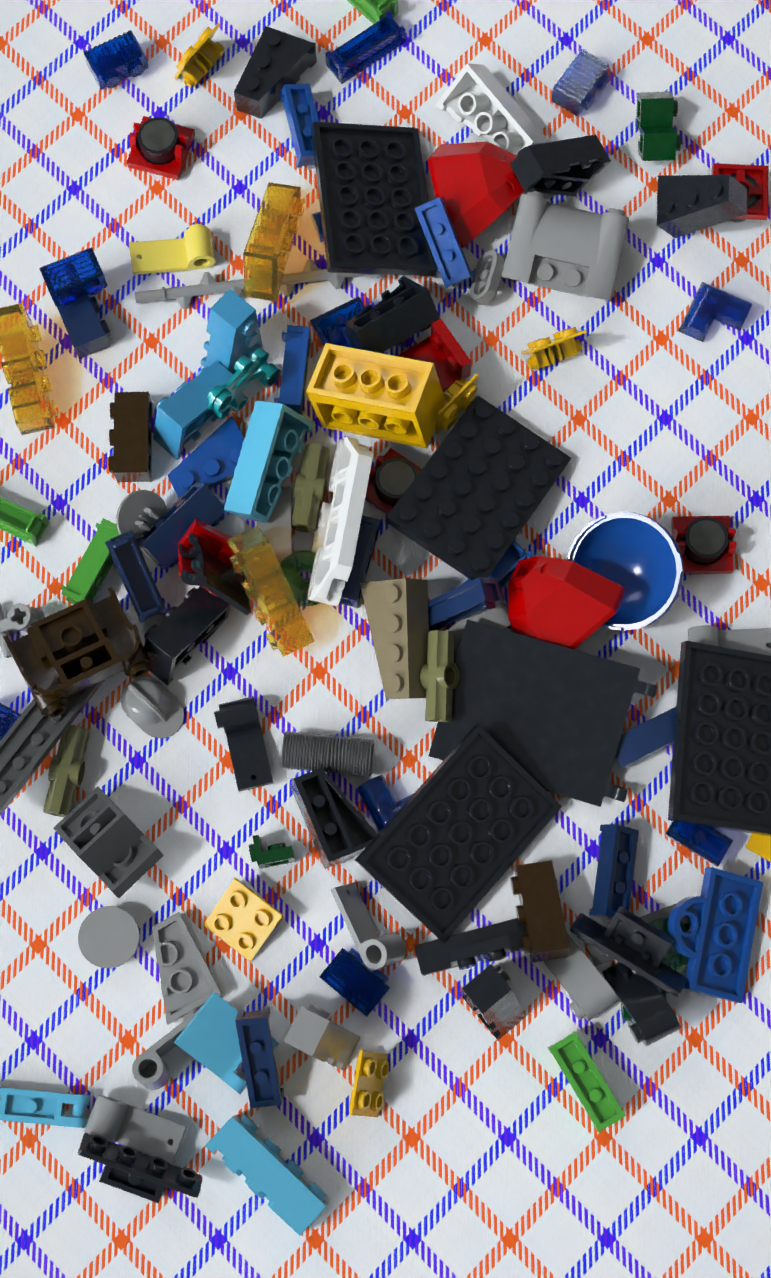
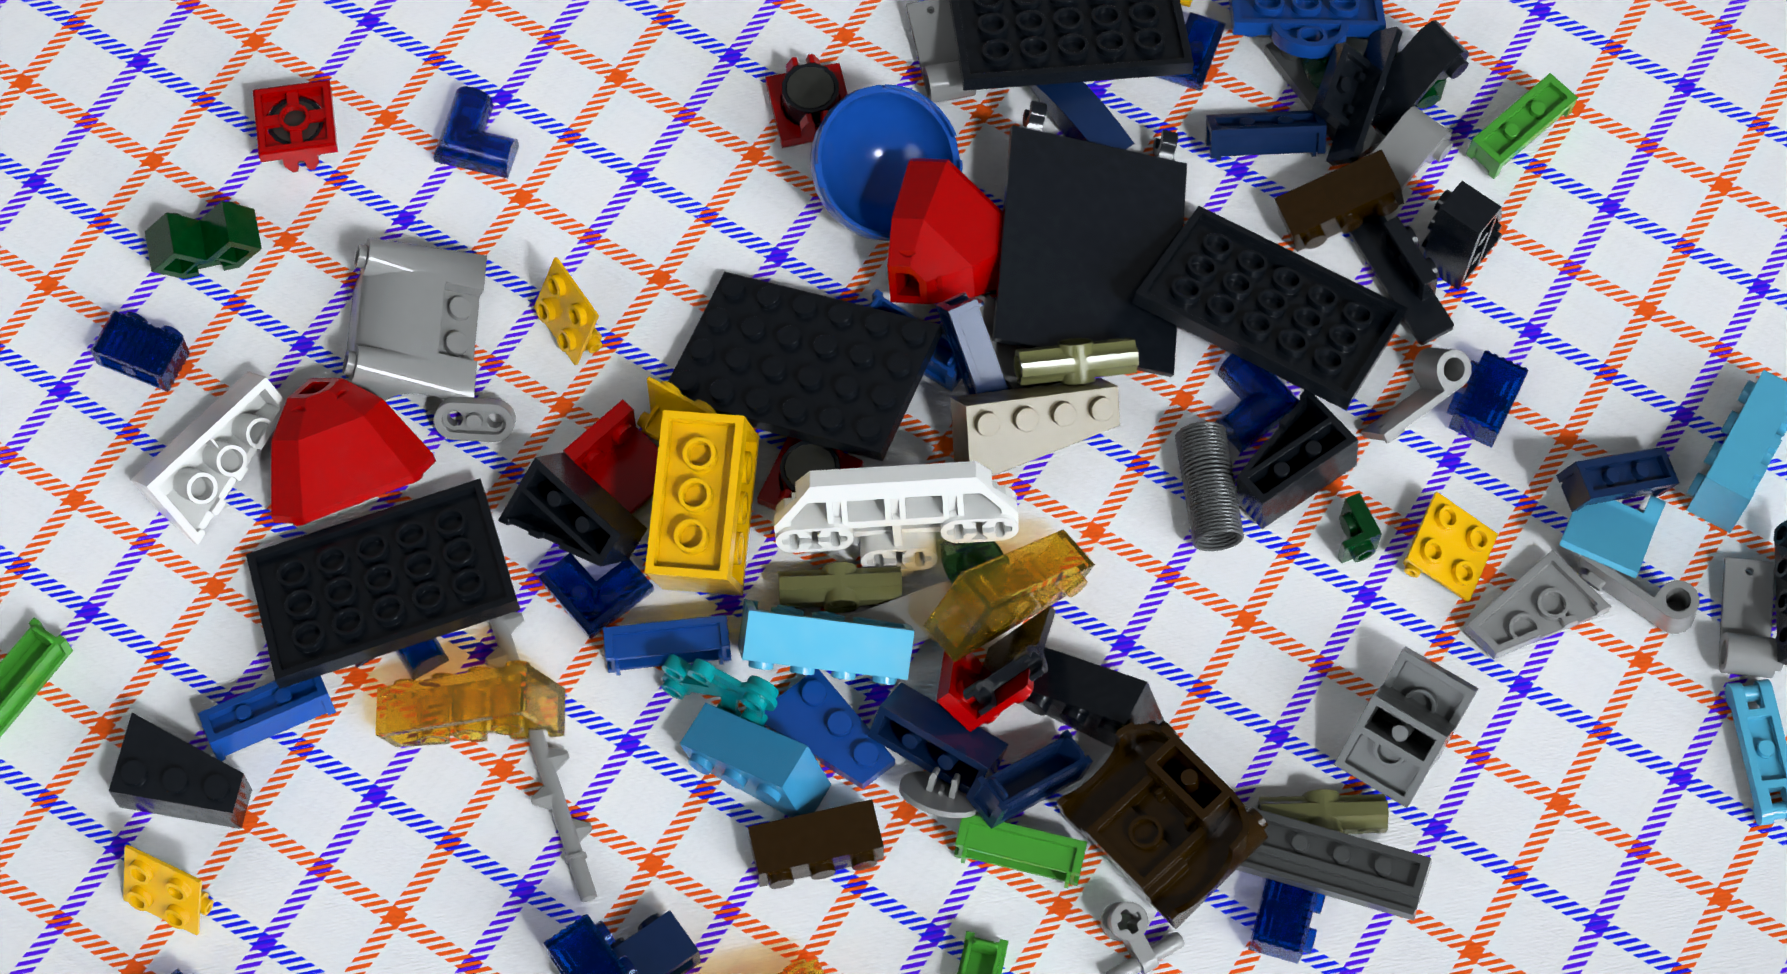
camera: 105 degrees left, 10 degrees down
(109, 937) = (1525, 703): light grey piece -> none
(152, 707) = (1207, 723): light grey piece -> none
(162, 145) = (326, 919): piece -> none
(171, 255) = (506, 857): light yellow door -> none
(232, 331) = (642, 723): dark azure wedge -> none
(245, 743) = (1220, 596): black door -> none
(321, 1037) = (1570, 418): light grey wedge -> none
(365, 48) = (115, 657): clear blue container -> none
(369, 1078) = (1618, 361): yellow hinge -> none
(443, 242) = (438, 471): blue container -> none
(560, 165) = (296, 339): black wedge -> none
(698, 202) = (327, 162): black wedge -> none

